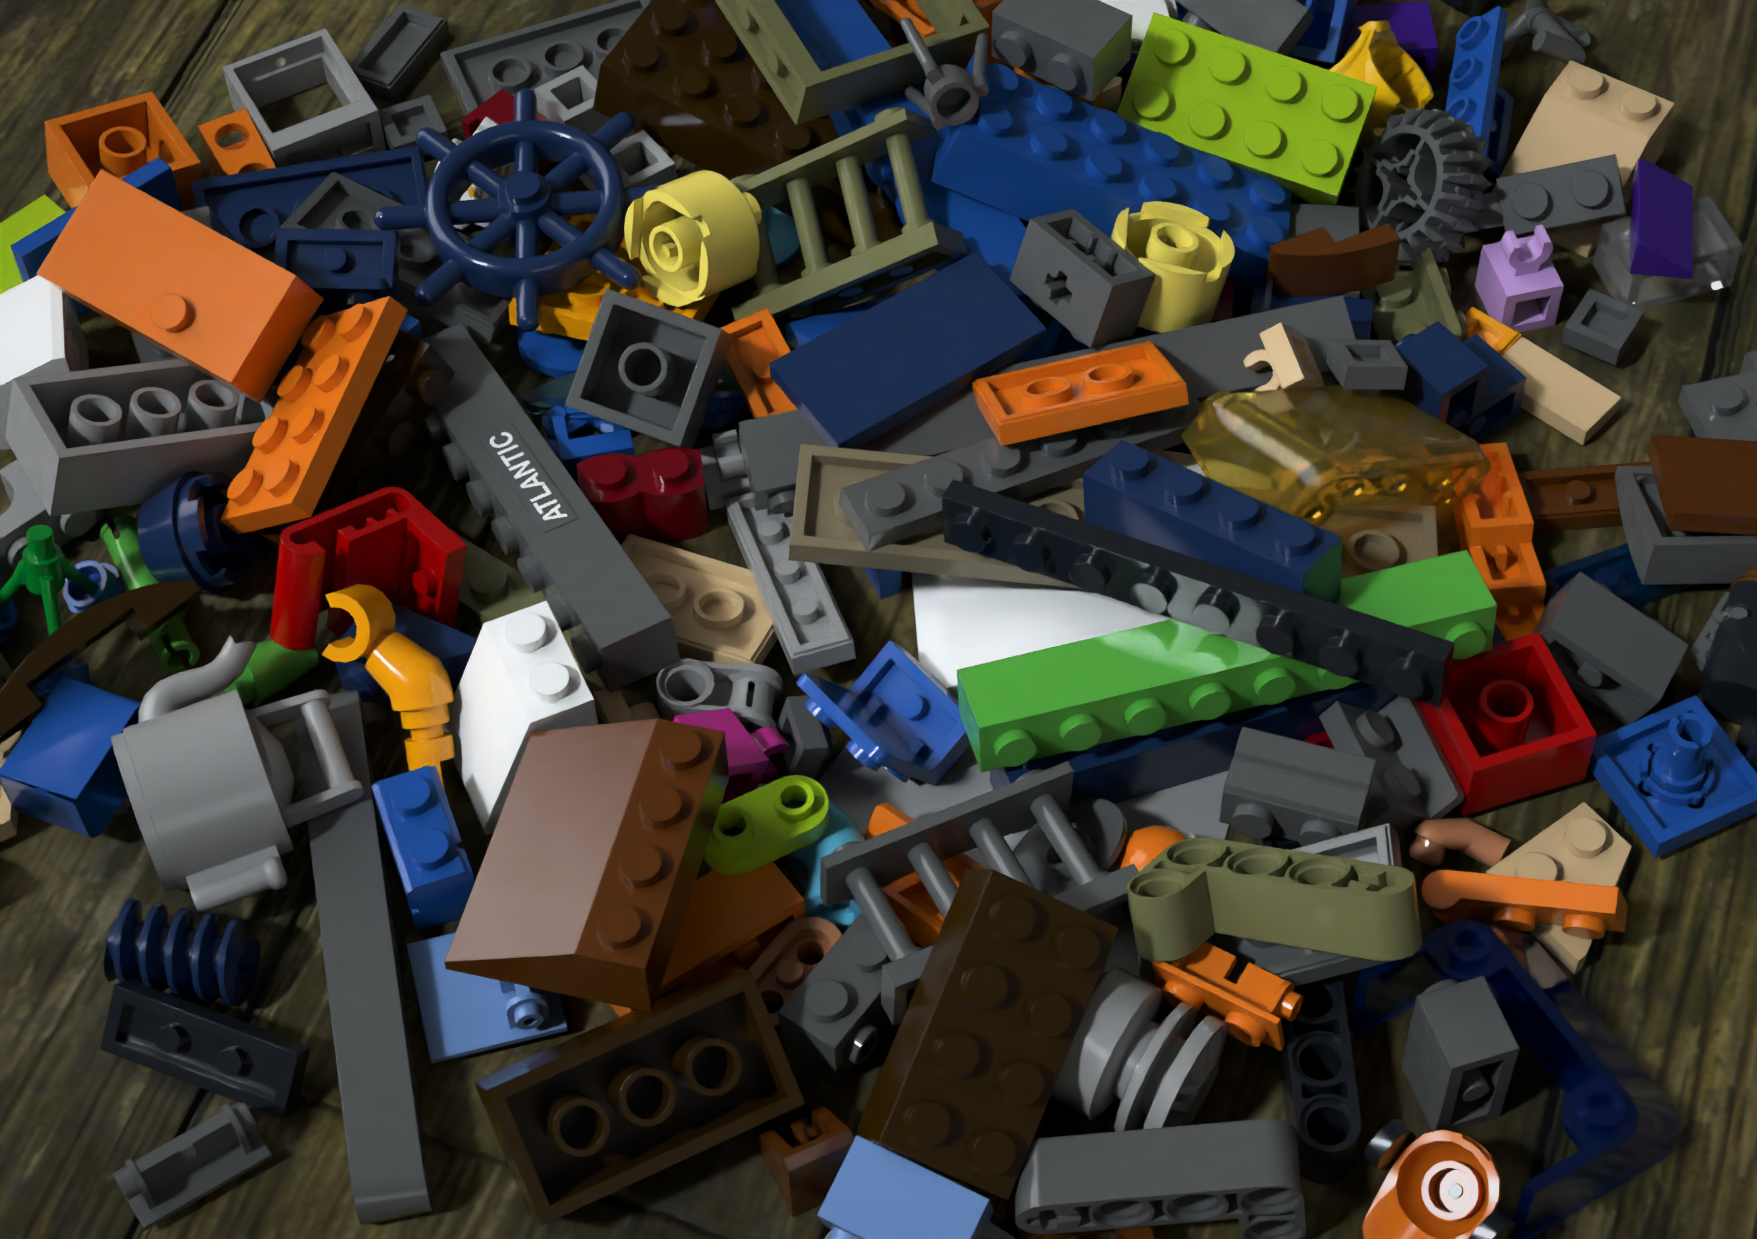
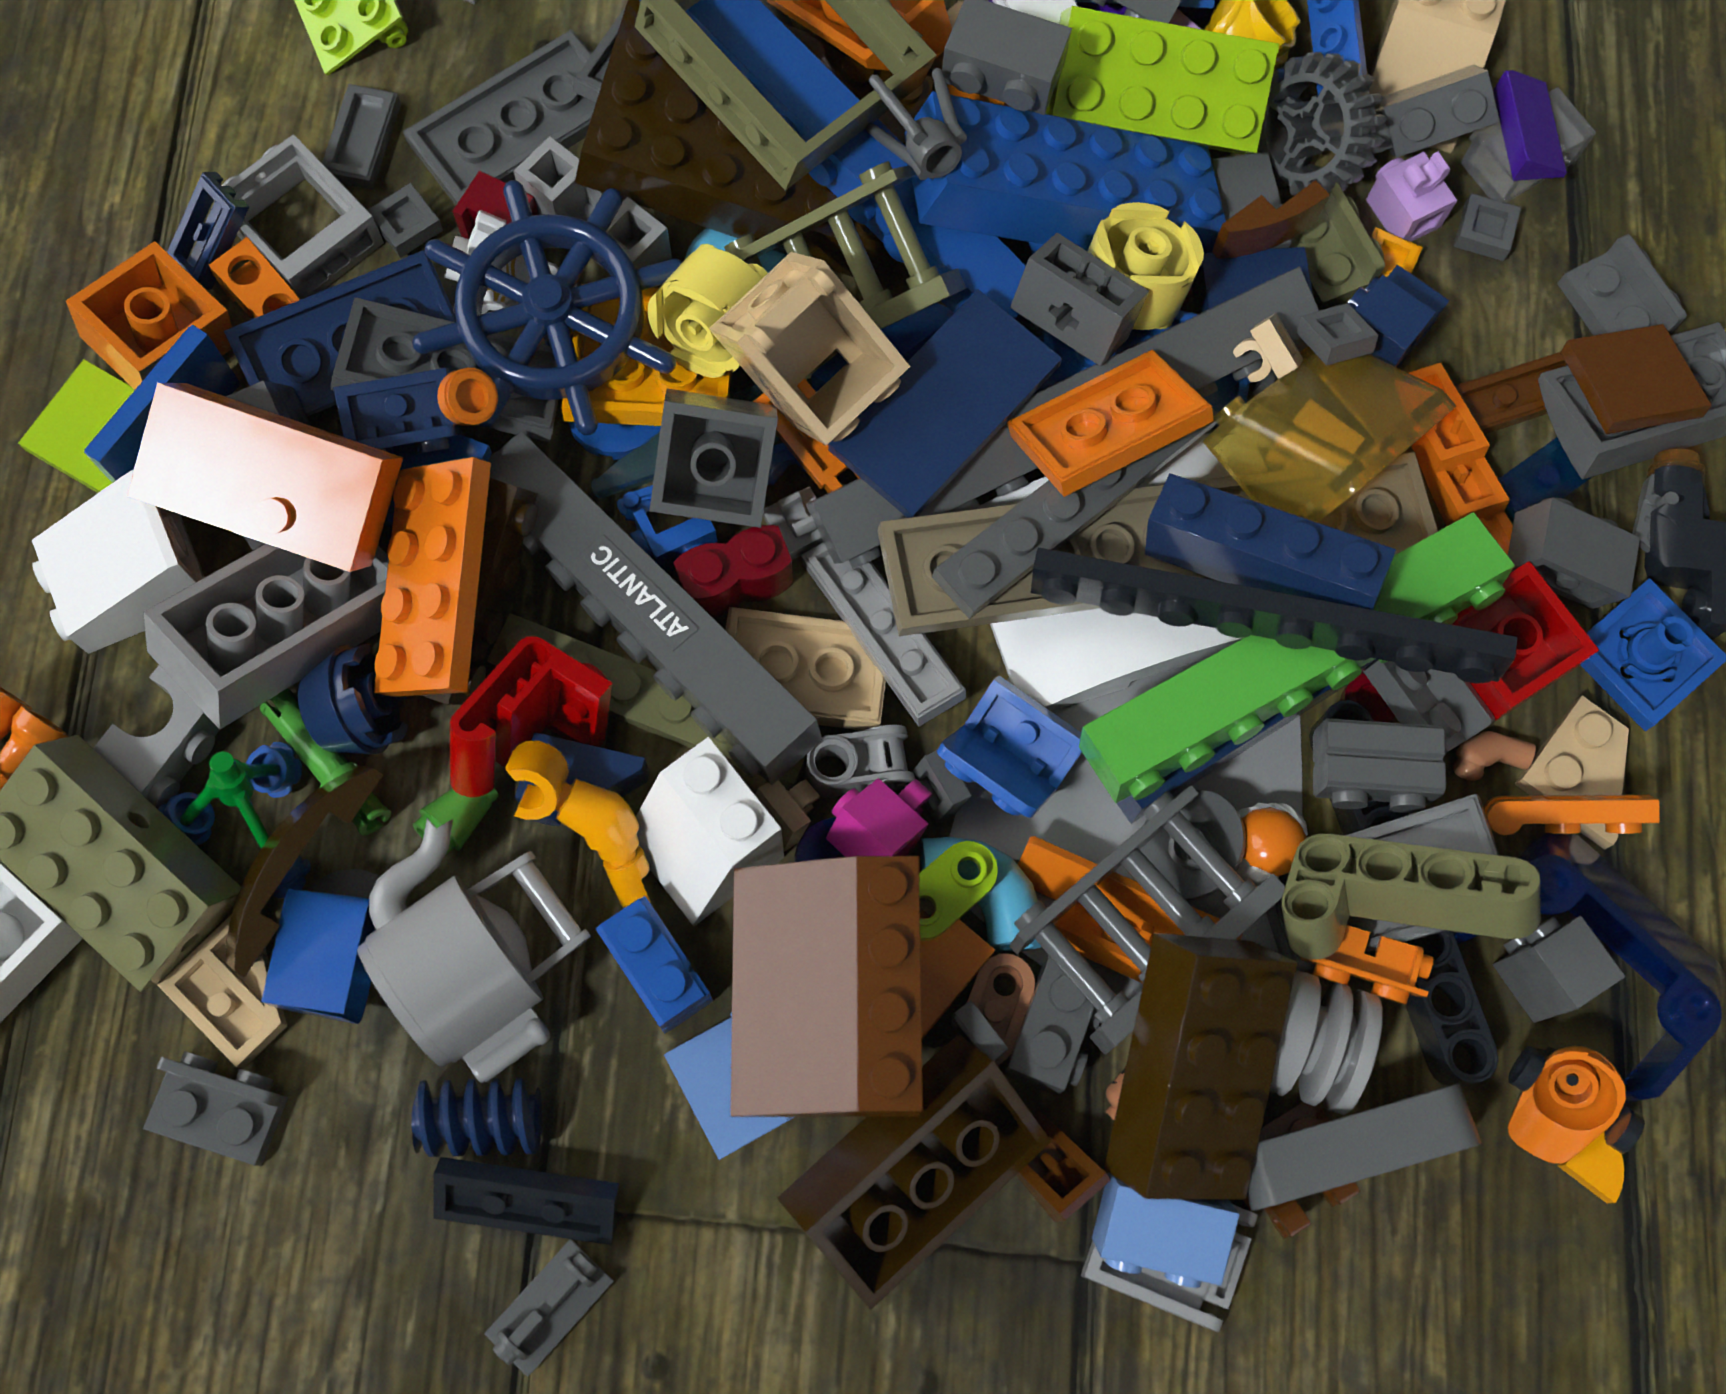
camera: 20 degrees left, 20 degrees up
(211, 91) = (214, 235): none -> dark blue tile
(365, 984) = (638, 1095): dark grey beam -> none
(410, 262) = (467, 396): none -> orange tile
(749, 954) = (976, 1029): none -> dark grey tile
(766, 248) = (792, 327): none -> tan container
(1561, 393) = (1473, 301): tan tile -> none

